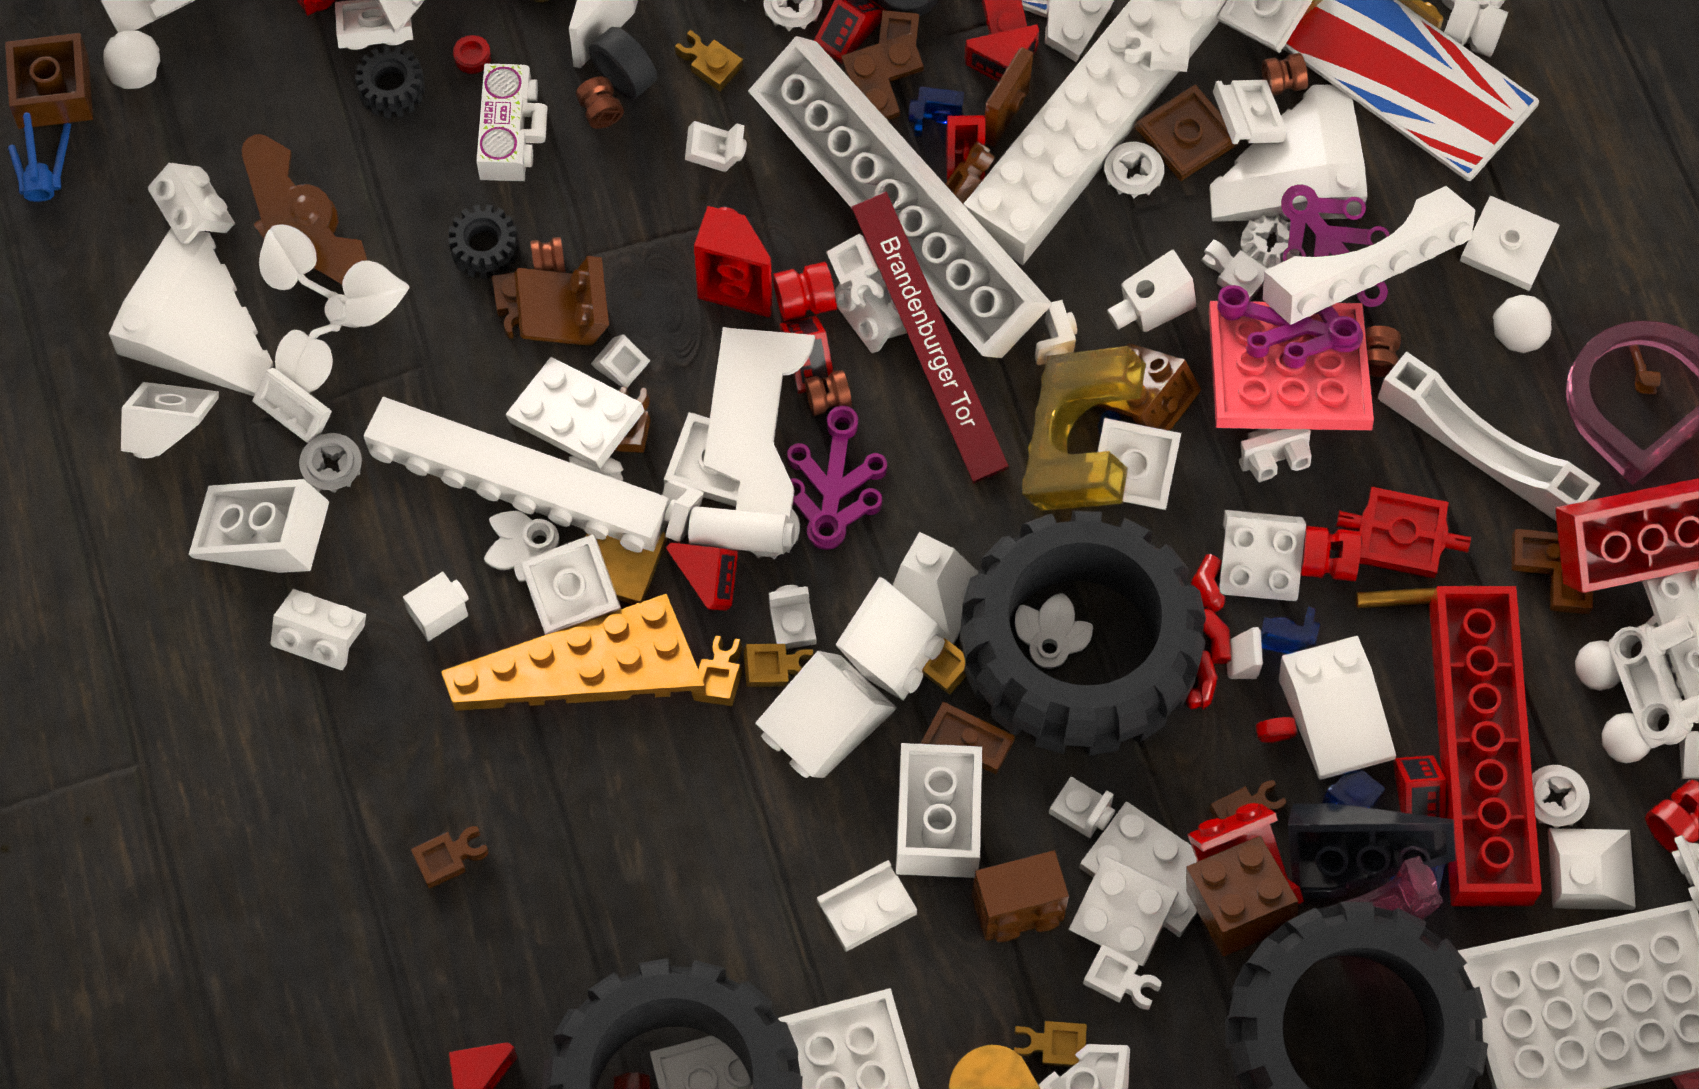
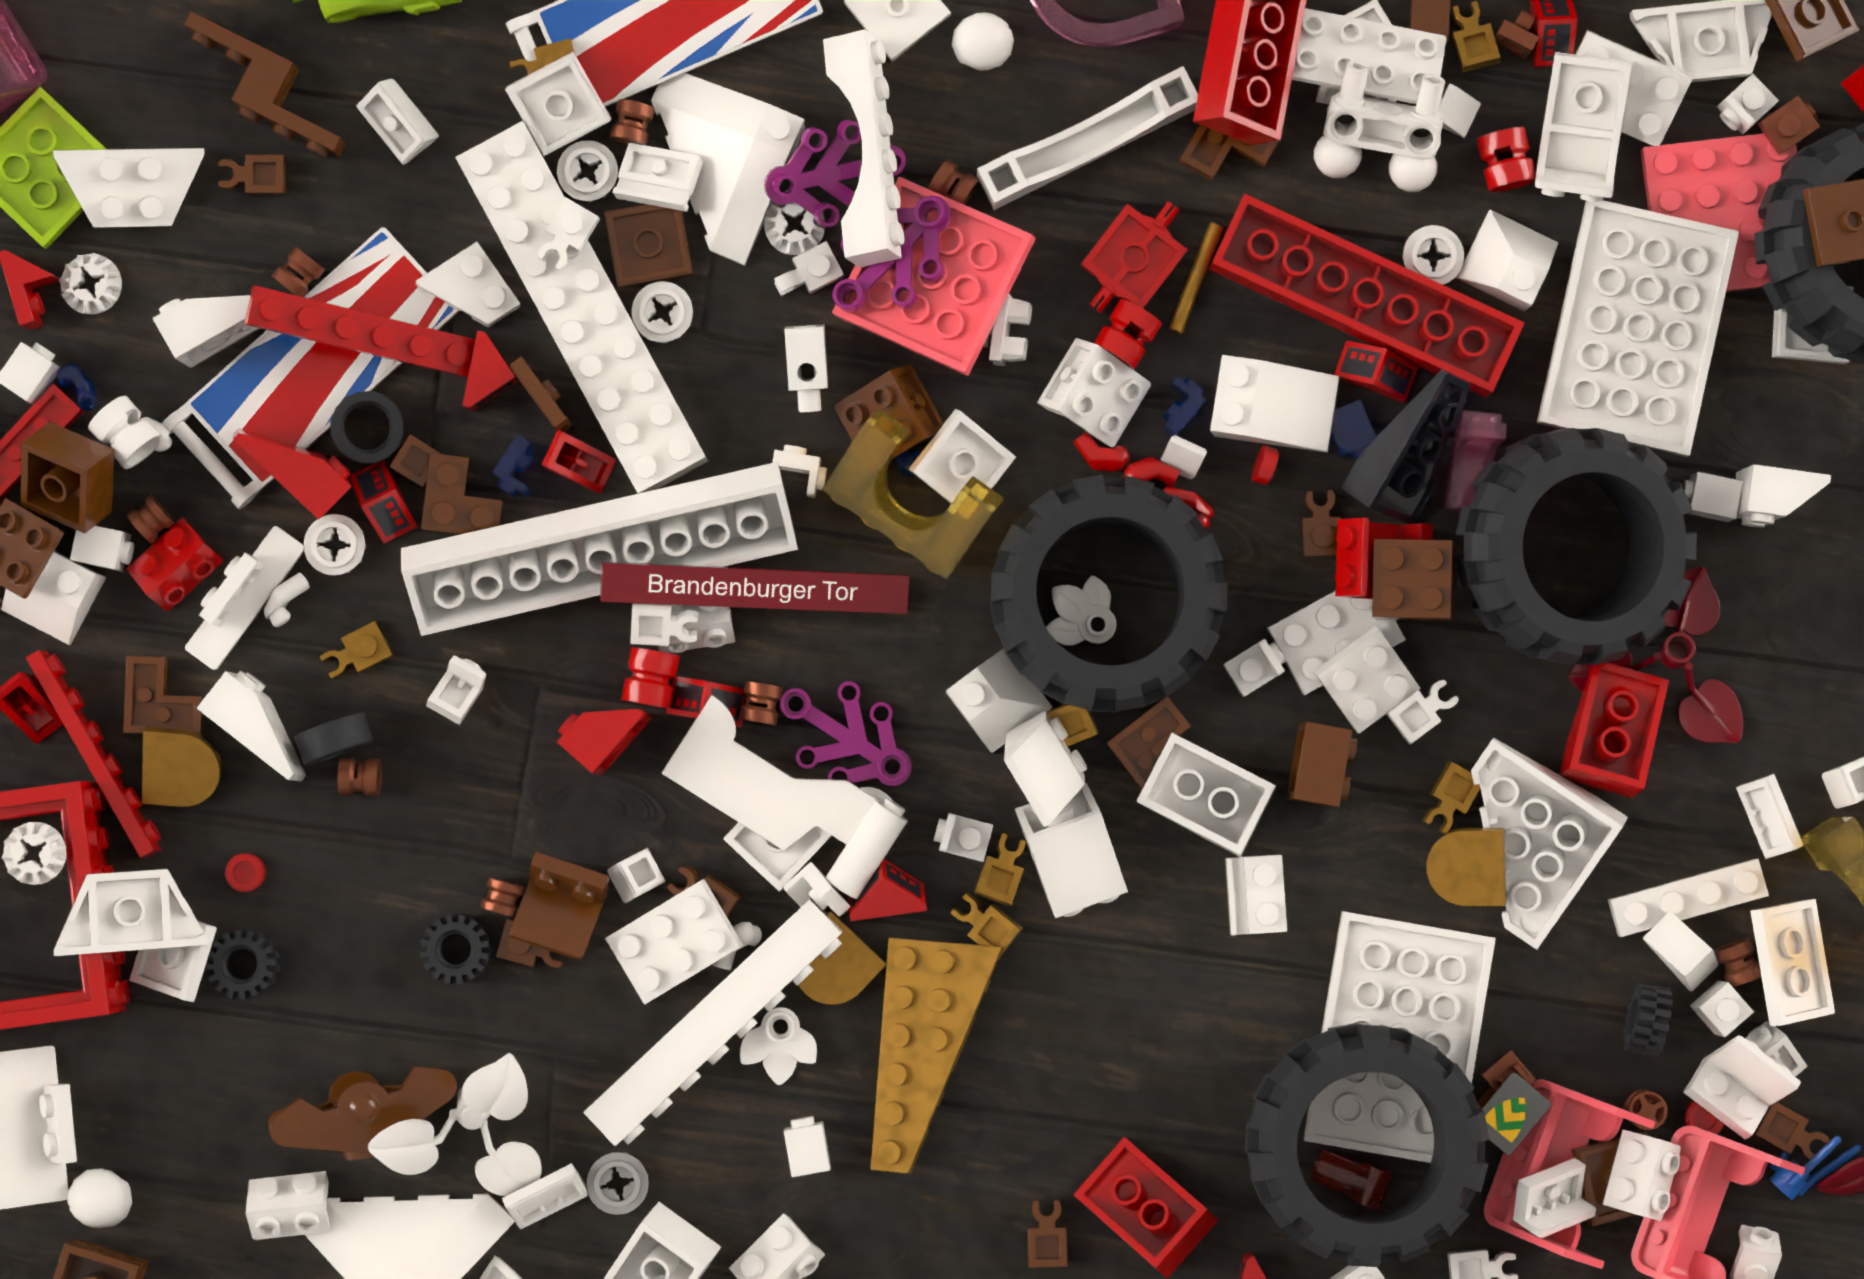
camera: 65 degrees left, 20 degrees up
(502, 136) = (353, 884): white piece -> none
(515, 935) = (1146, 1207): none -> red slope
(570, 584) = (843, 1020): white plate -> none
(966, 175) = (607, 478): reddish brown plate -> none
(1217, 47) = (591, 153): none -> white gear

